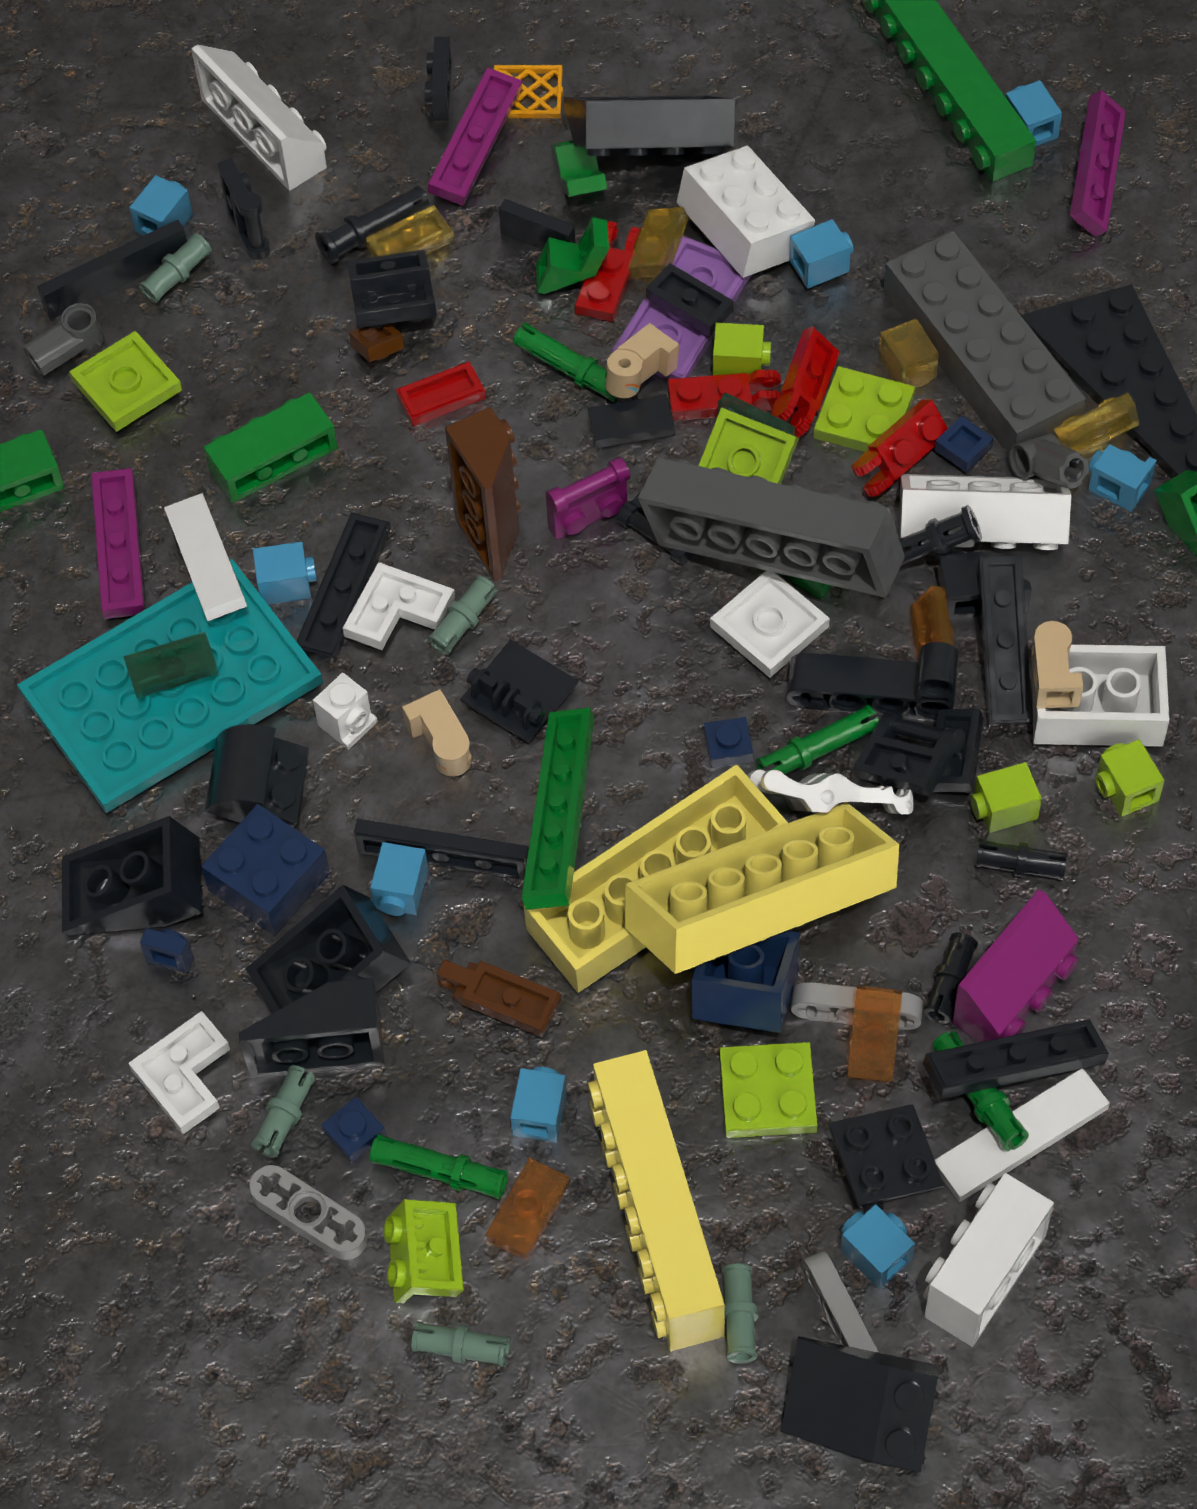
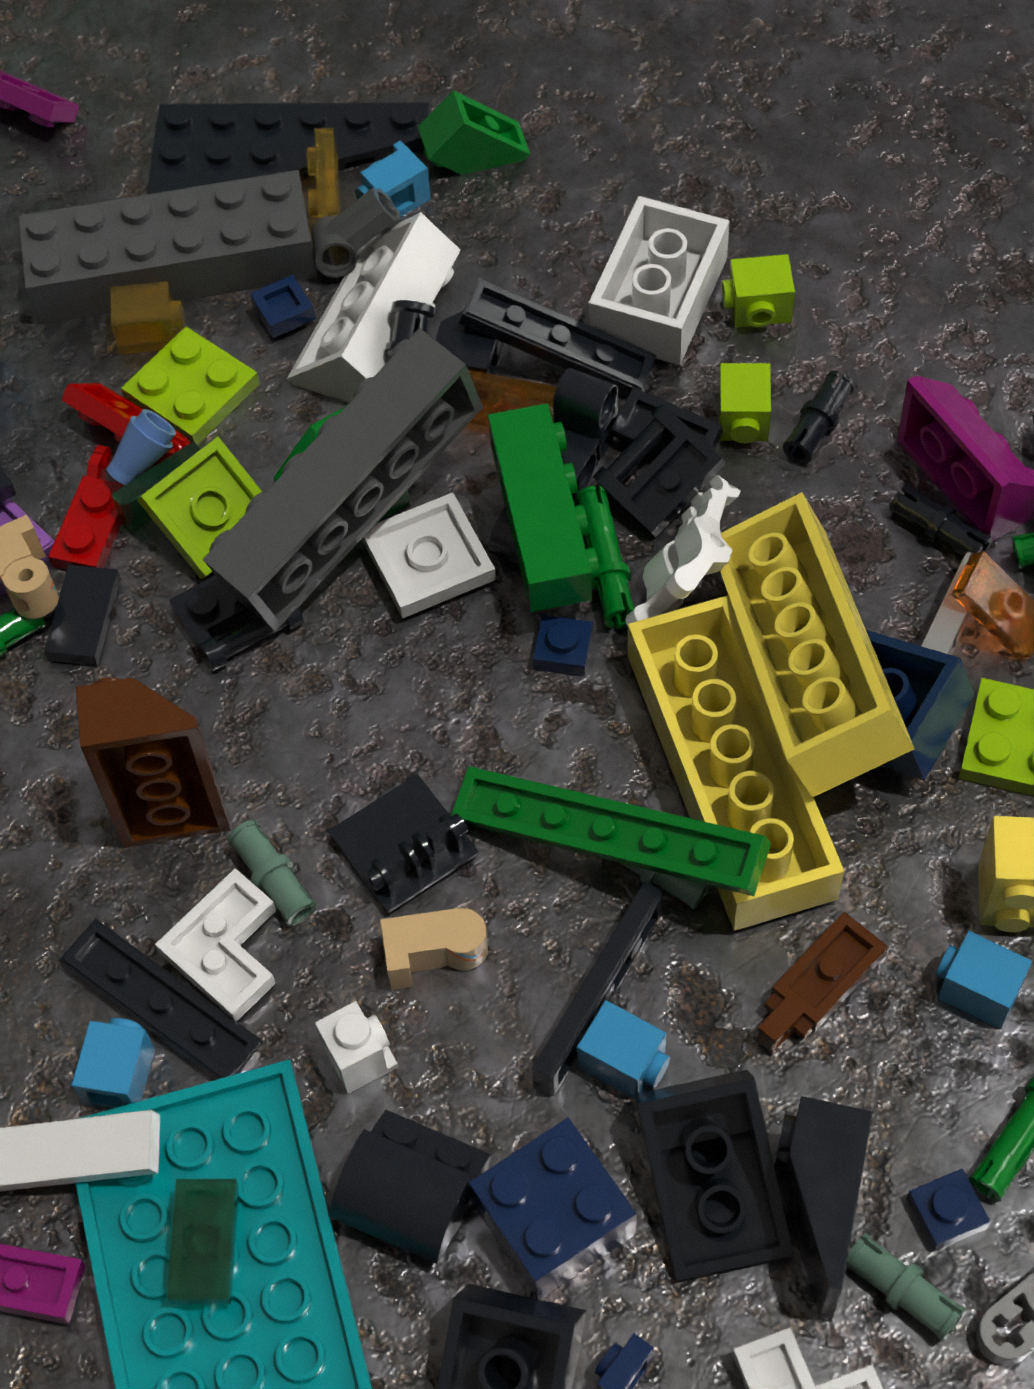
camera: 70 degrees left, 0 degrees up
(587, 499) = (183, 665): magenta plate -> none
(740, 349) = (50, 473): lime brick -> none
(773, 392) = (141, 445): none -> medium blue cone
(820, 671) = (541, 507): none -> green brick
(900, 446) = (262, 361): red hinge -> none
(1050, 668) = (635, 287): tan leg -> none

